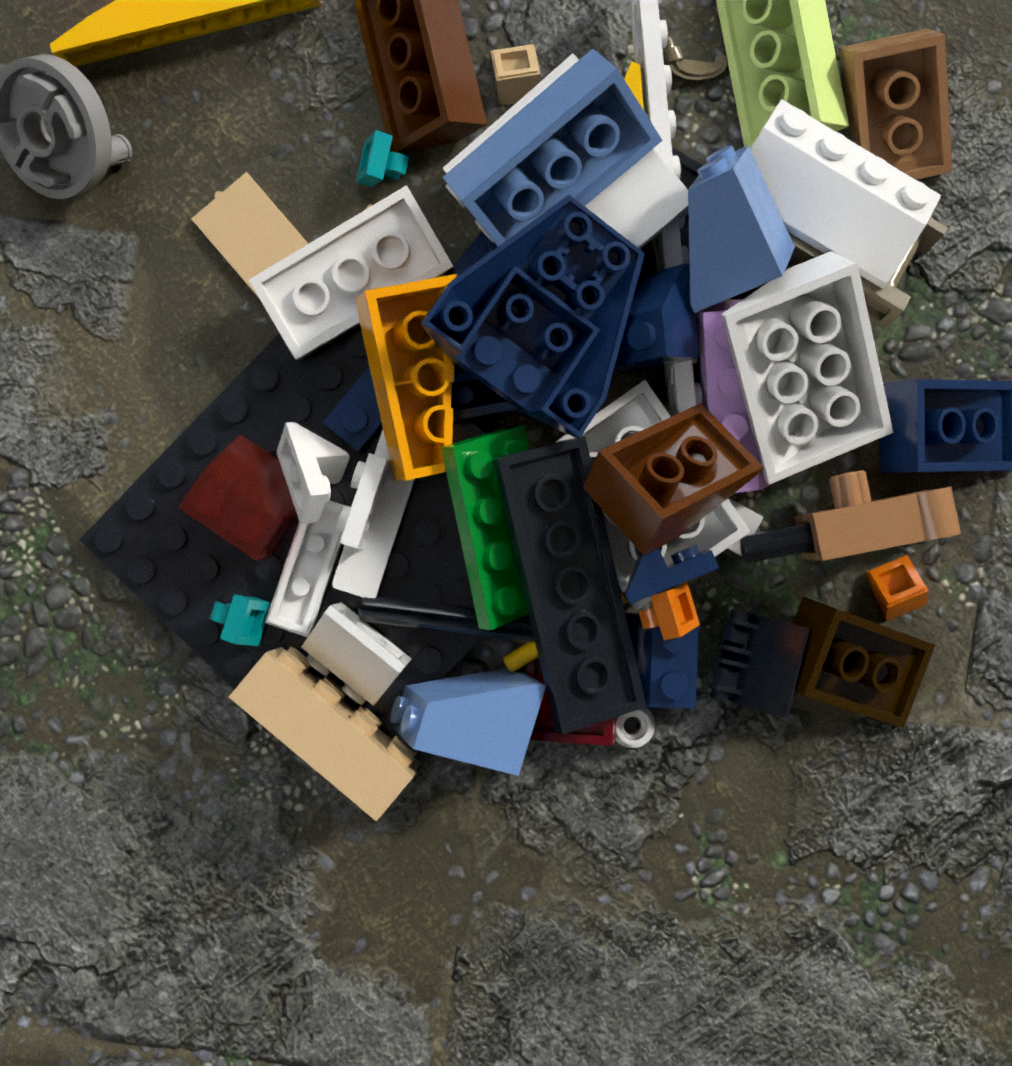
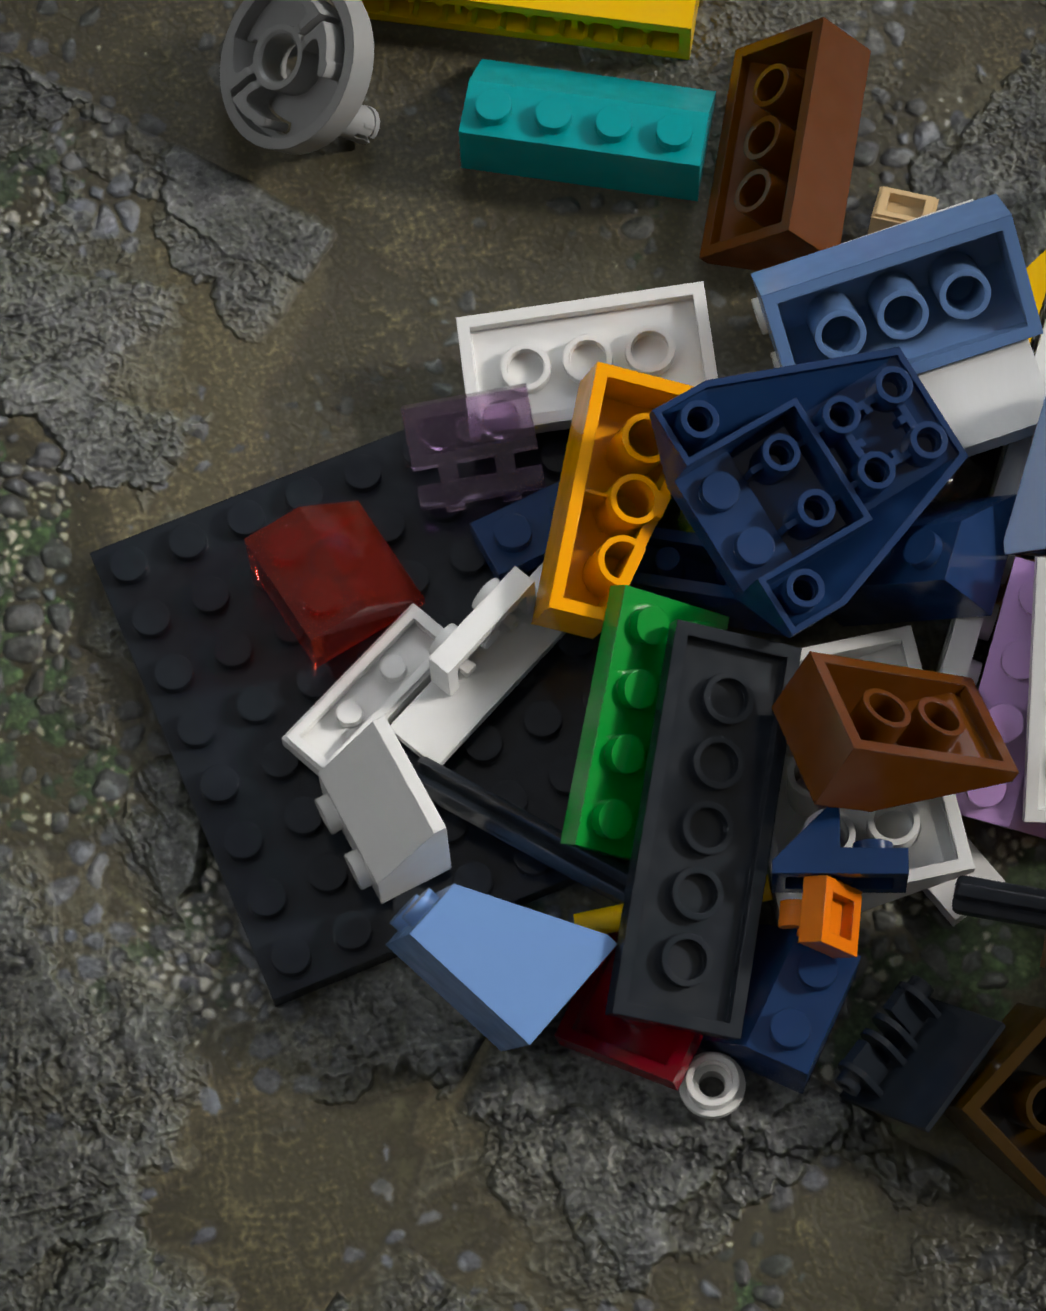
camera: 30 degrees right, 20 degrees down
(242, 619) = (256, 718): teal tile -> none
(248, 228) = (475, 270): tan piece -> none
(272, 88) = (586, 129): none -> teal slope
(294, 361) = (468, 430): none -> clear purple plate
(309, 469) = (430, 567): white slope -> none
(327, 730) = (302, 887): tan brick -> none
(378, 161) = (682, 255): teal tile -> none

